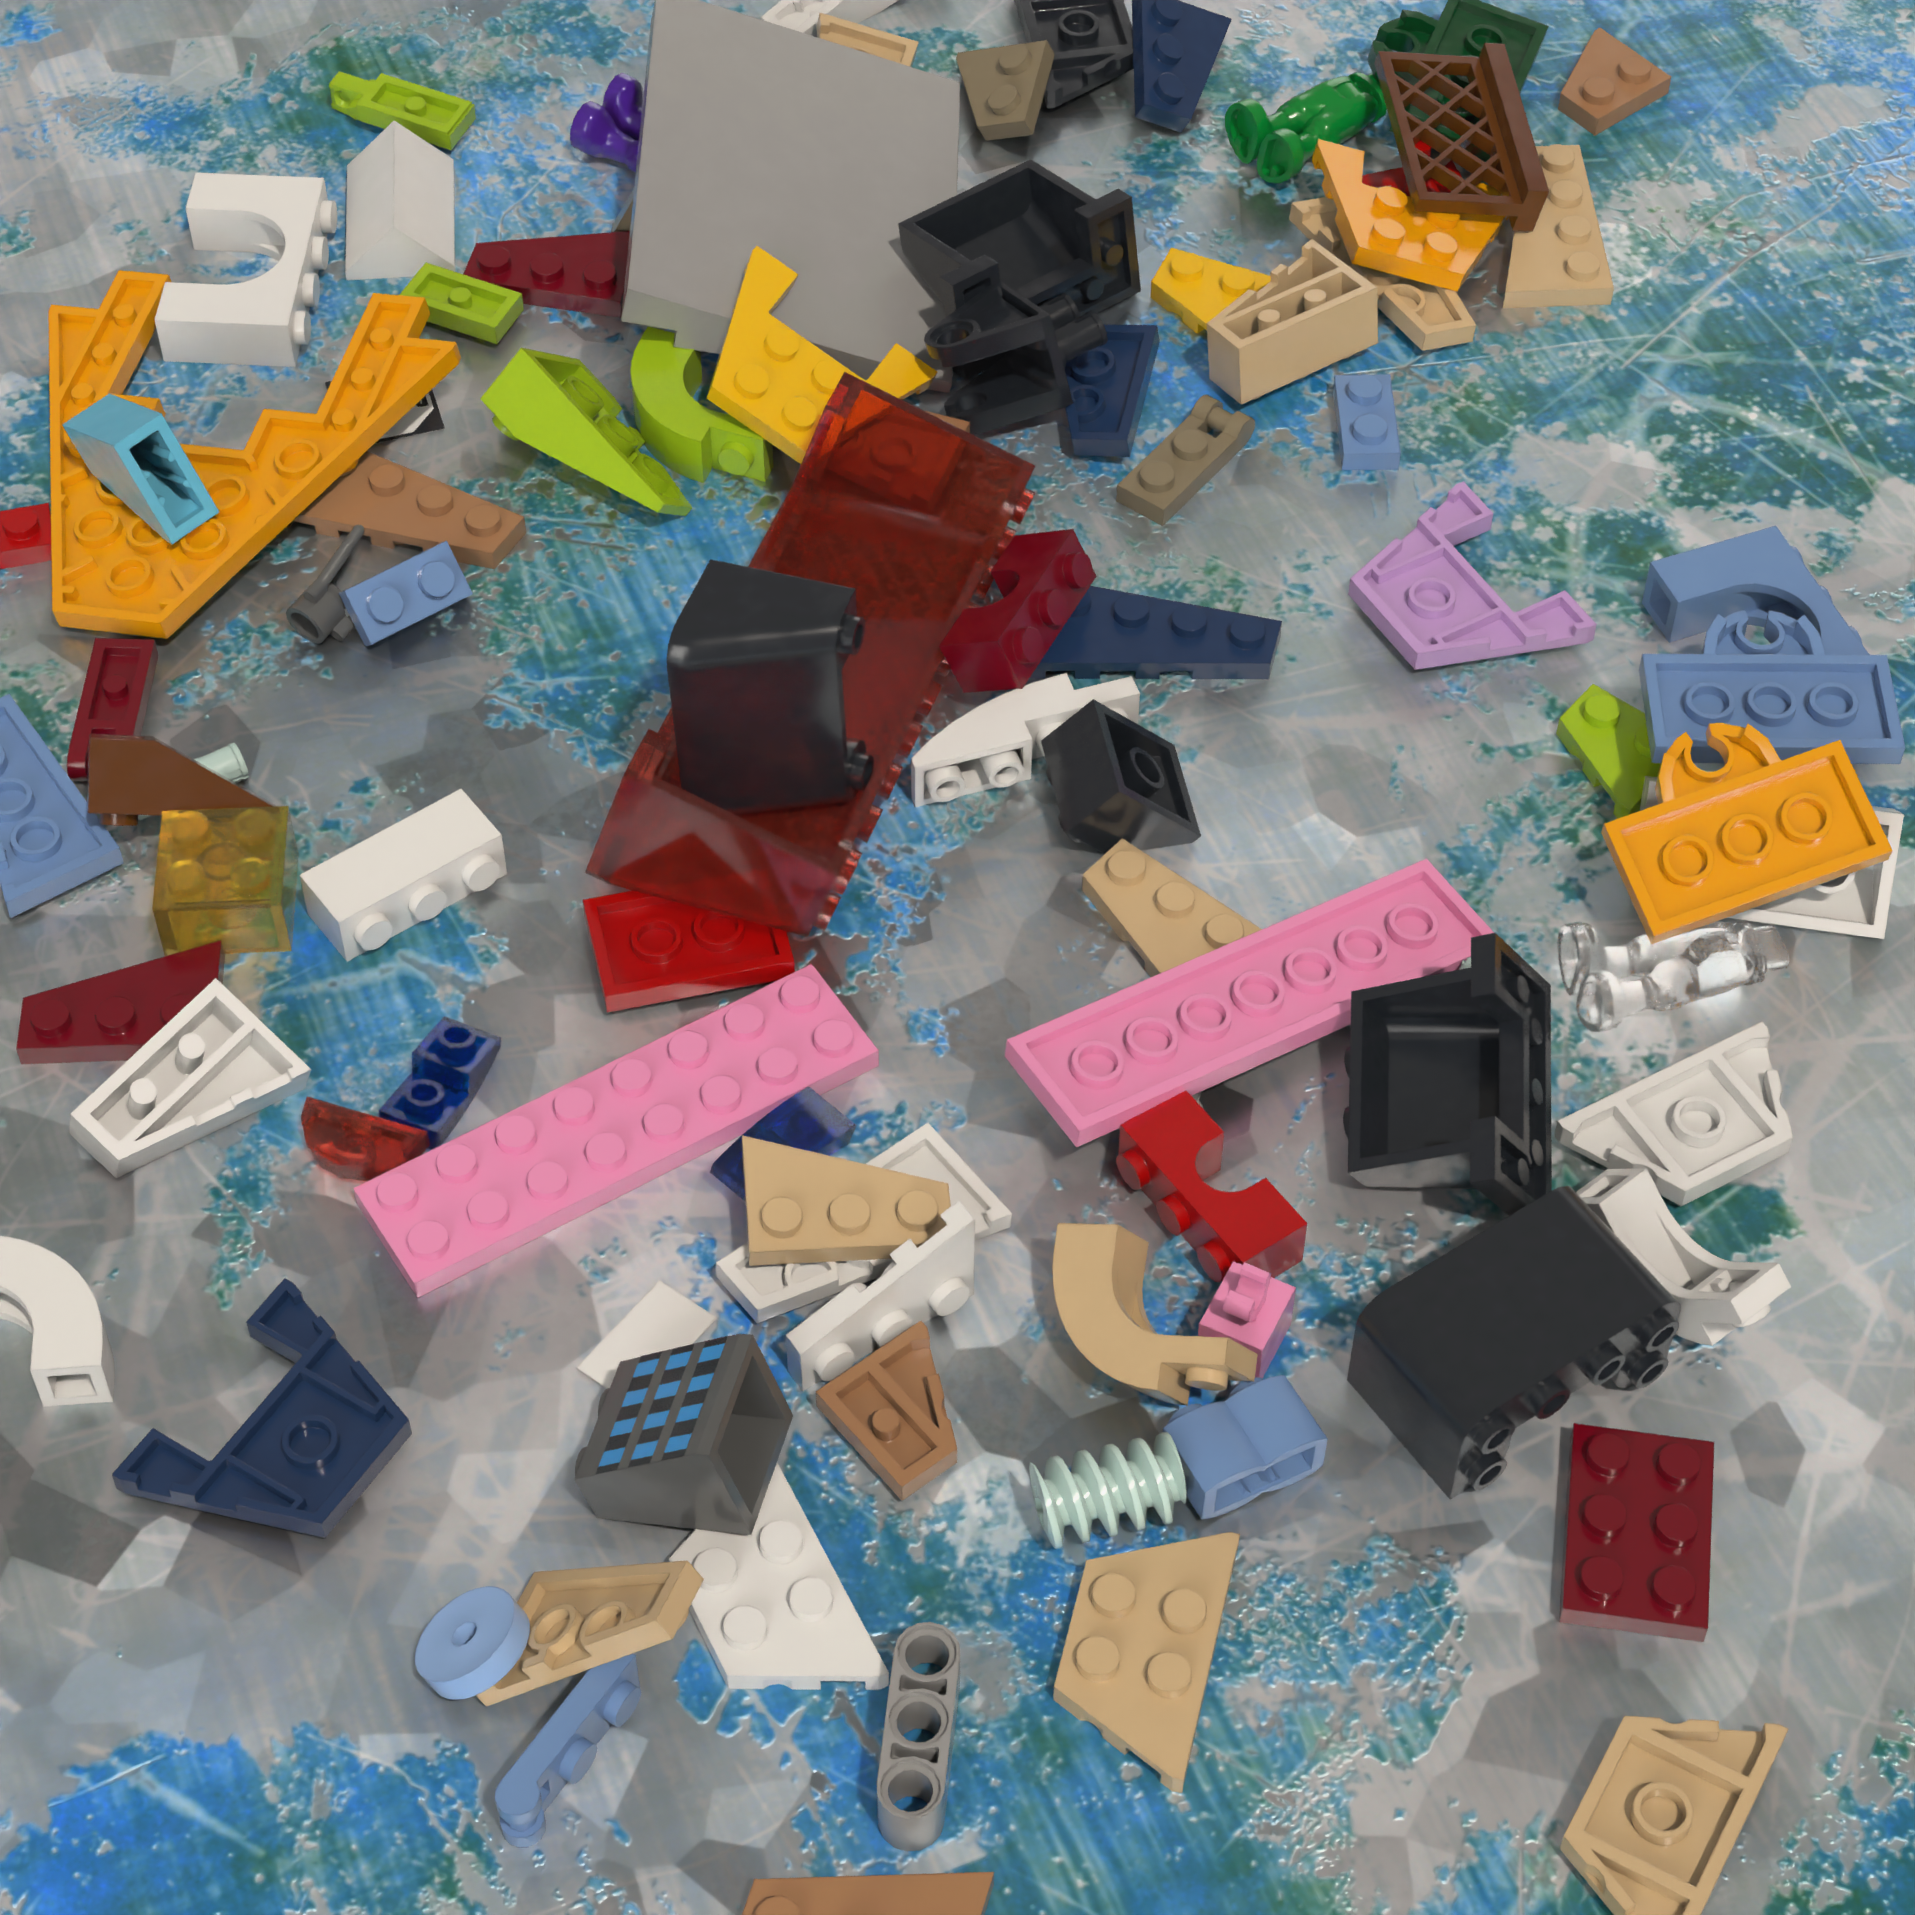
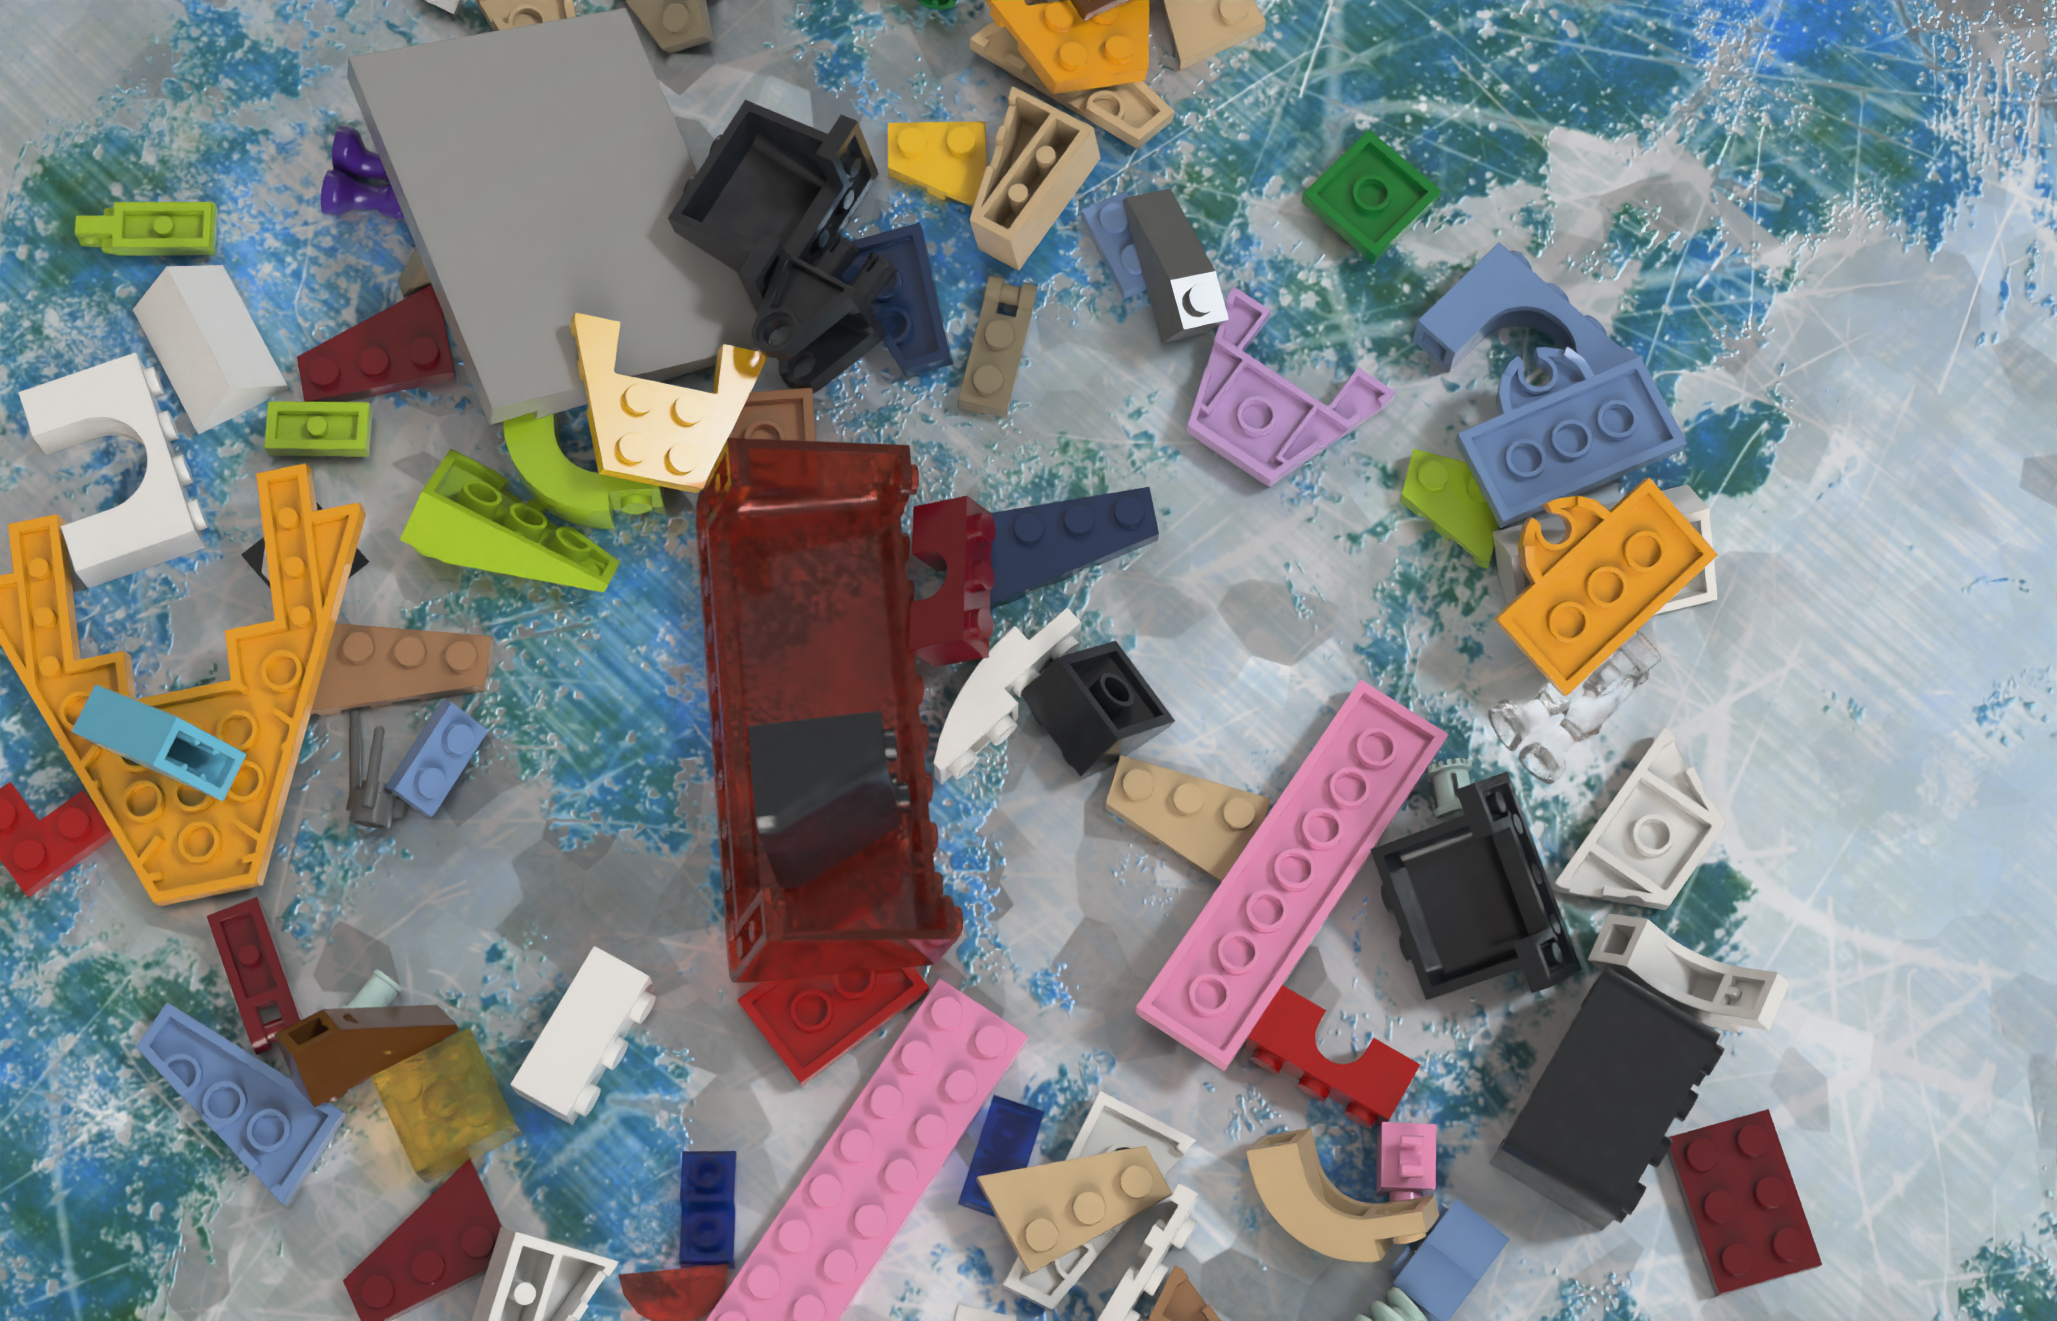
camera: 25 degrees left, 20 degrees up
(1404, 445) = (1174, 267): none -> dark grey slope
(1655, 460) = (1371, 196): none -> green plate

